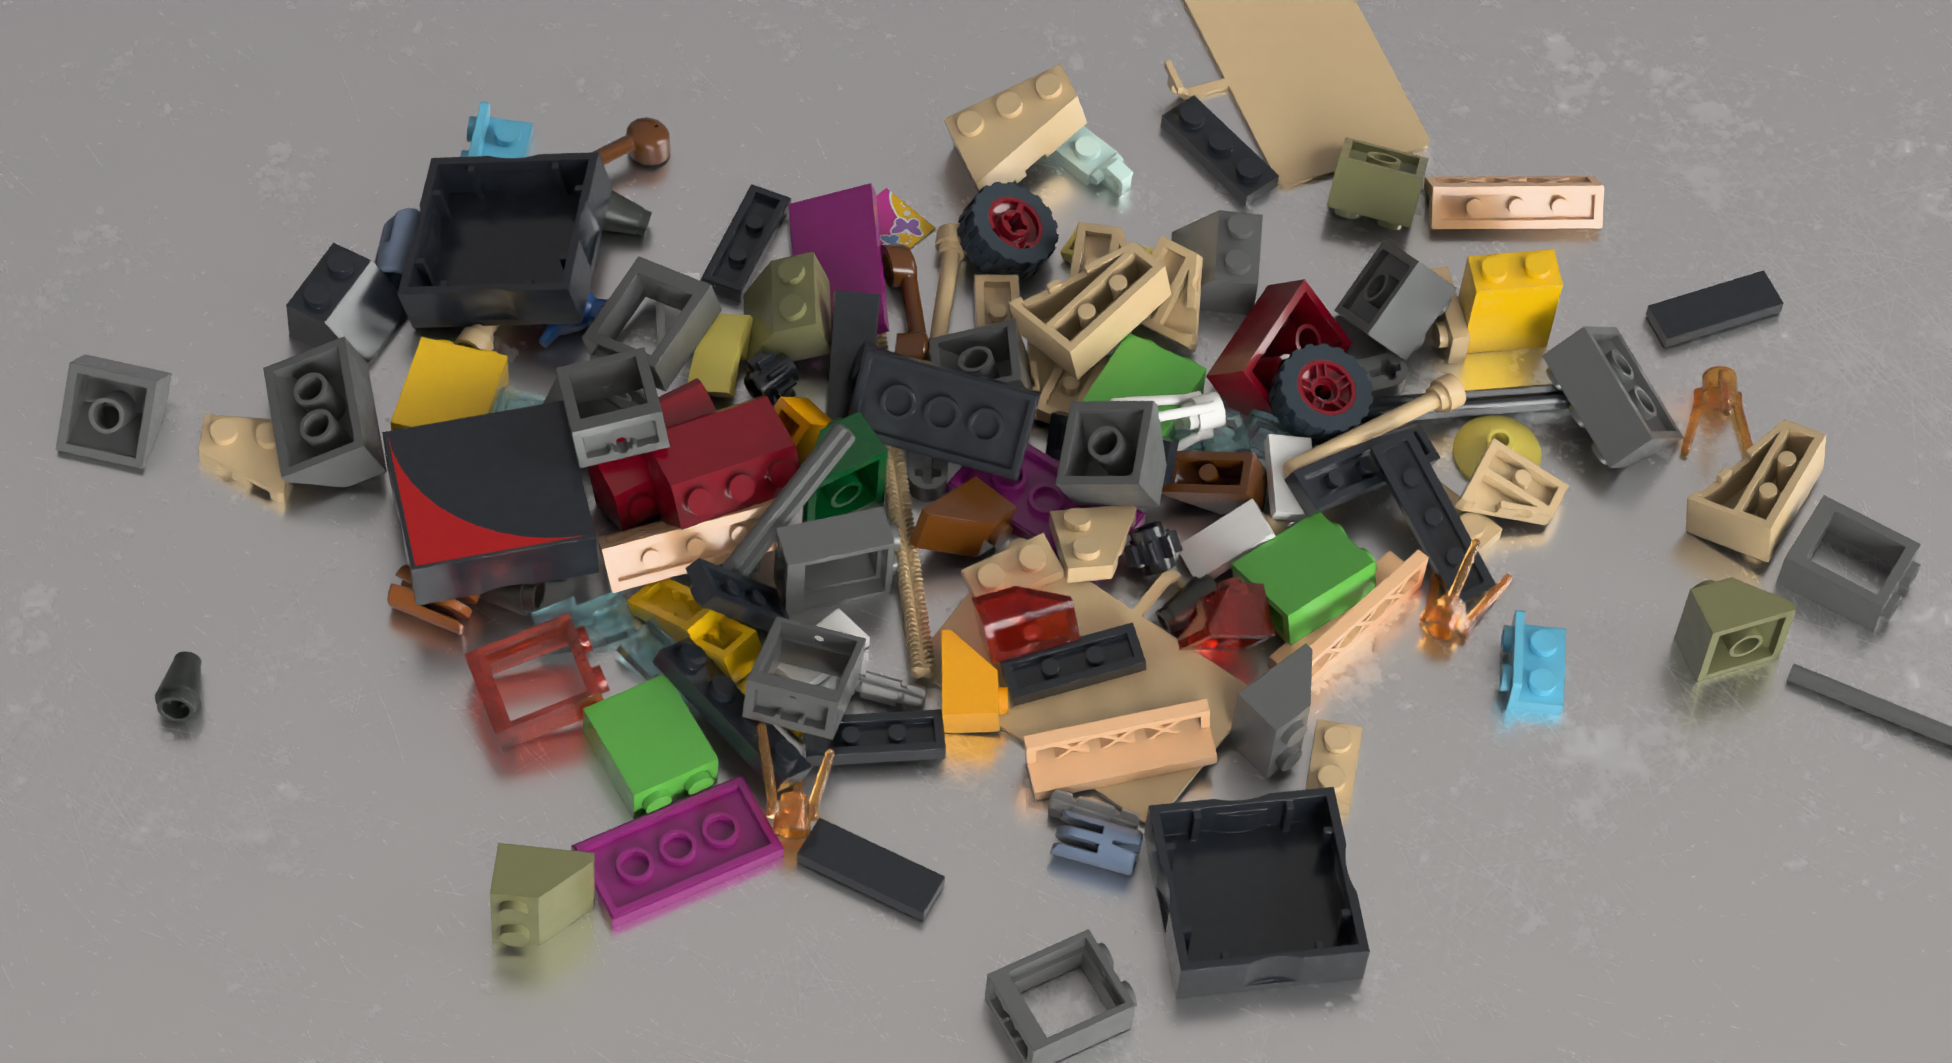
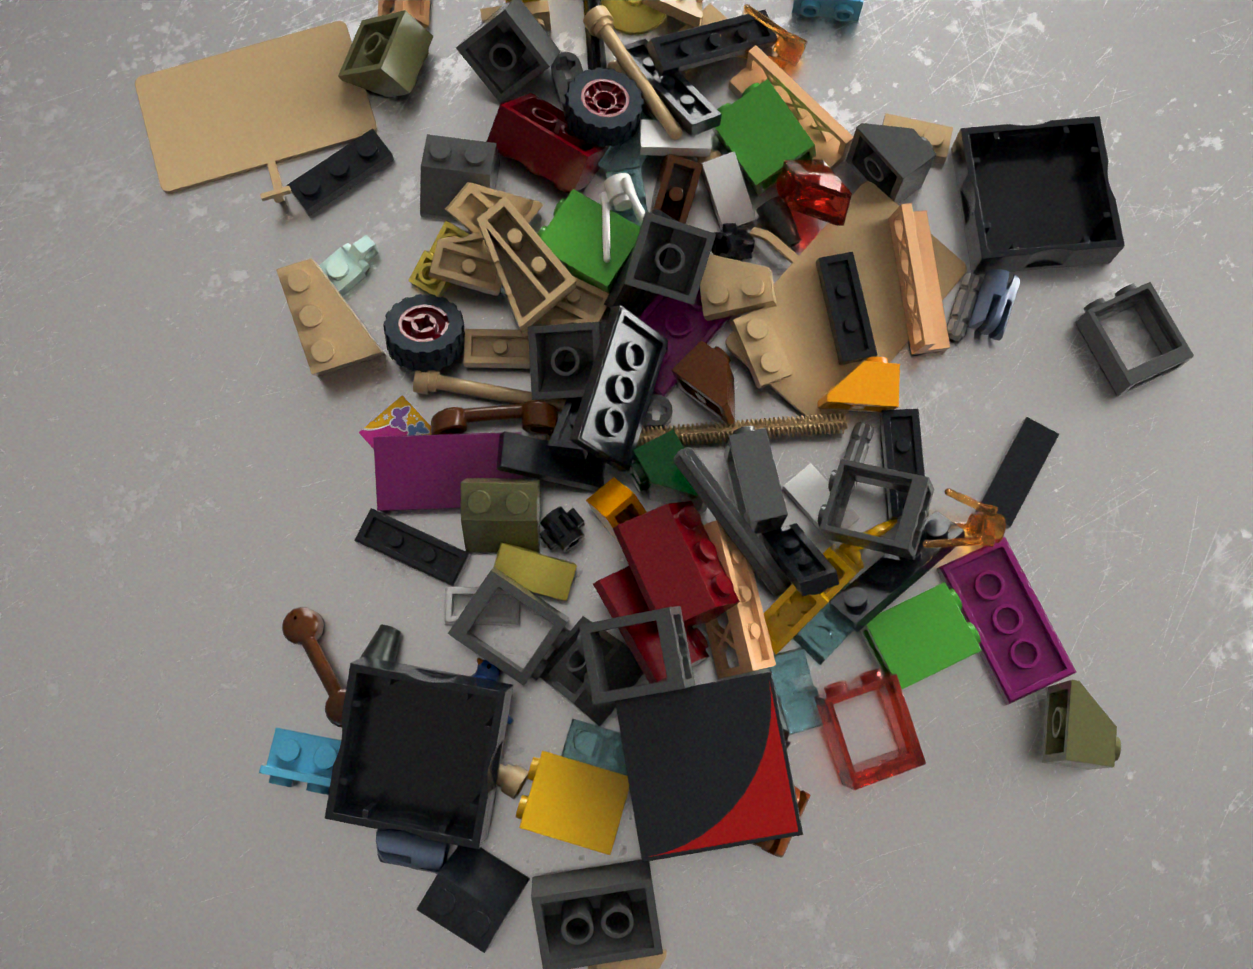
camera: 80 degrees left, 20 degrees up
(1024, 621) = (817, 341): clear red slope -> none

